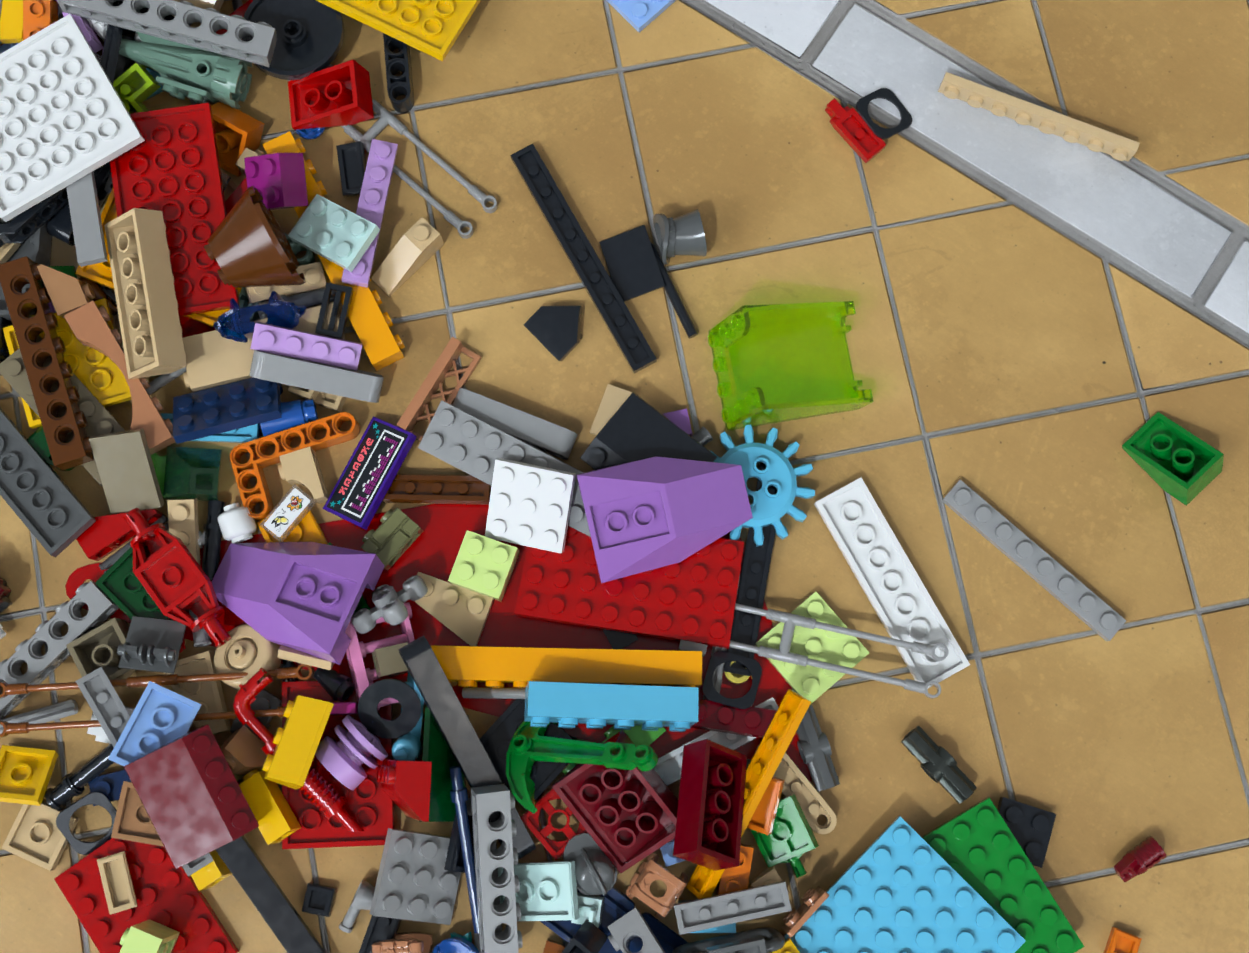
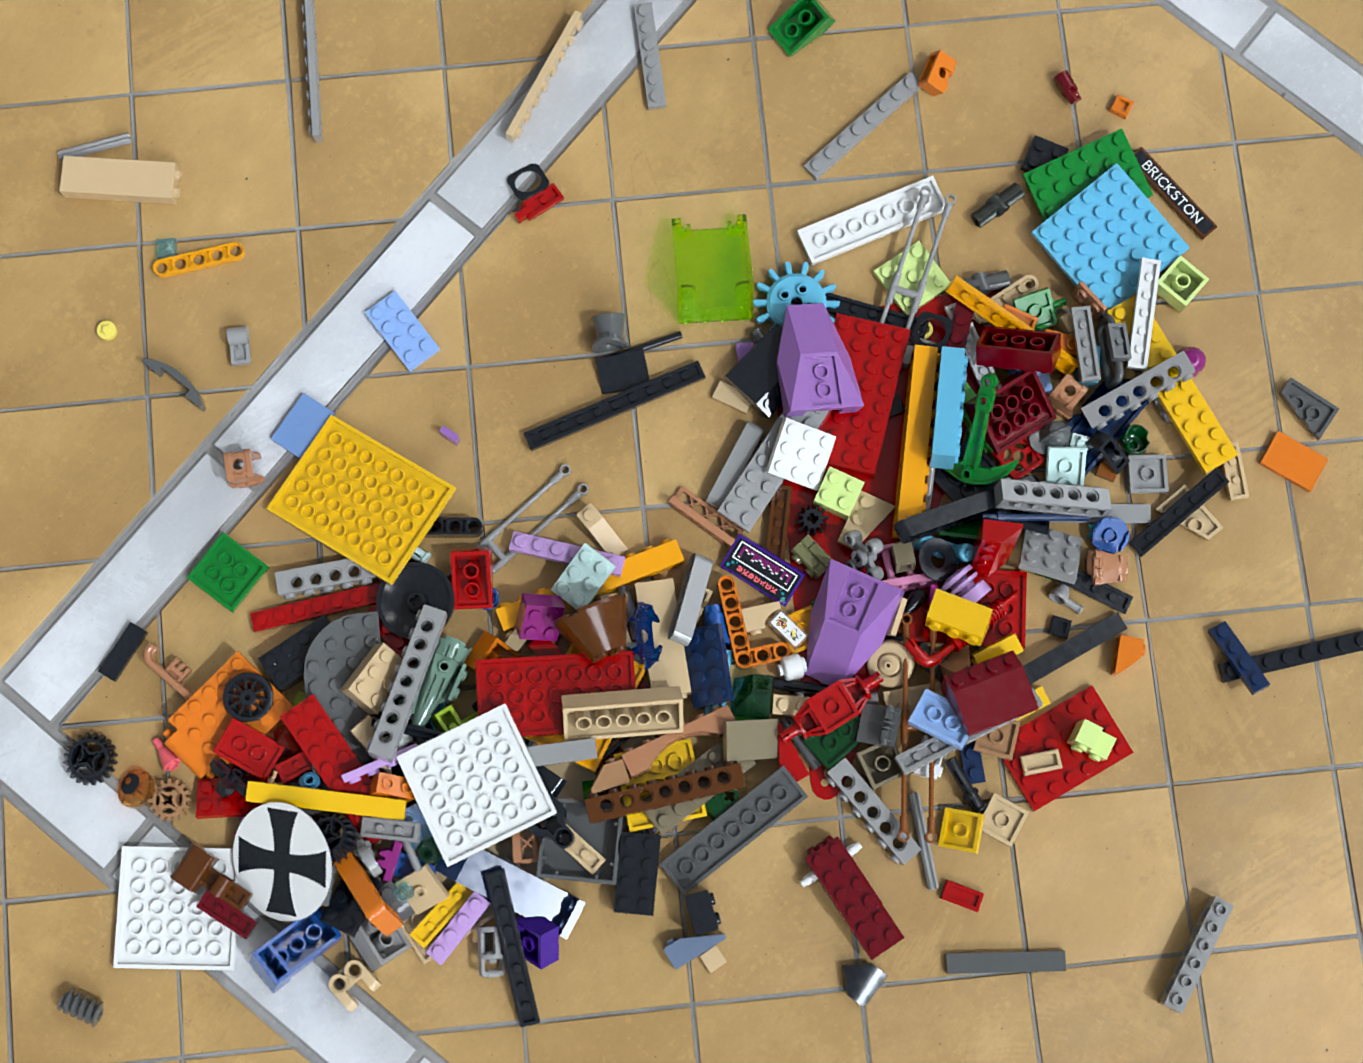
camera: 90 degrees left, 0 degrees up
(64, 816) = (981, 776): black piece -> none
(306, 346) = (668, 603): lavender plate -> none
(324, 308) = (642, 583): black tile -> none
(352, 167) = (527, 567): black tile -> none
(359, 36) = (421, 556): none -> light aqua bush
(436, 529) = (815, 514): none -> black gear
(521, 53) = (449, 435): none -> medium lavender tile
(556, 328) = (667, 429): black slope -> none
(1091, 254) = (650, 56): none -> light grey plate
(1118, 648) = (936, 64): none -> orange brick

